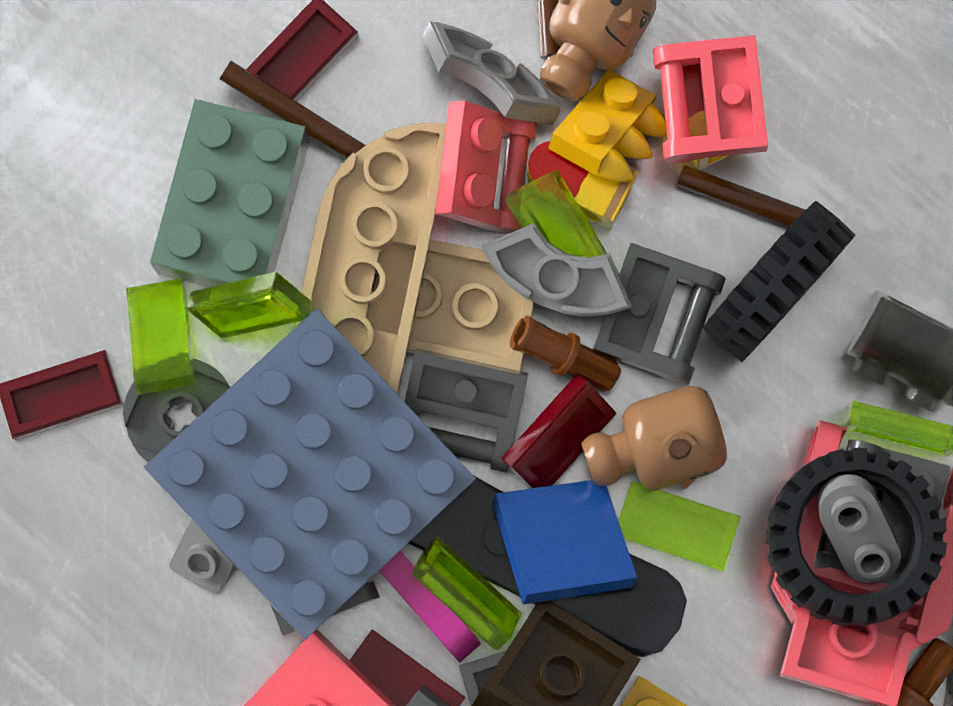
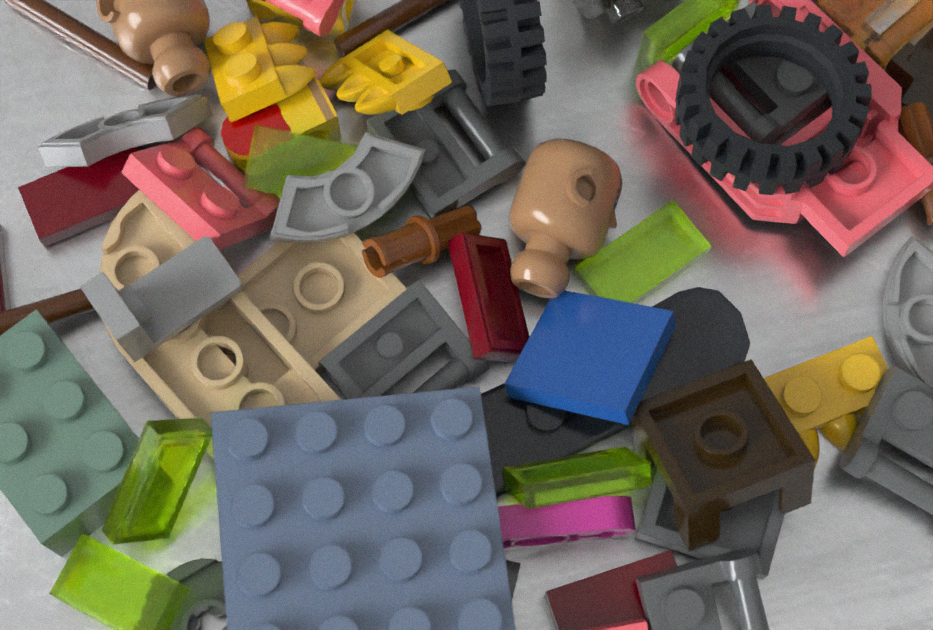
camera: 55 degrees left, 10 degrees down
(376, 211) = (164, 299): none -> light grey bracket
(410, 75) = (77, 197): none -> dark red tile
(673, 231) = (387, 76): none -> yellow plate
(860, 533) = (777, 98): light grey plate -> none

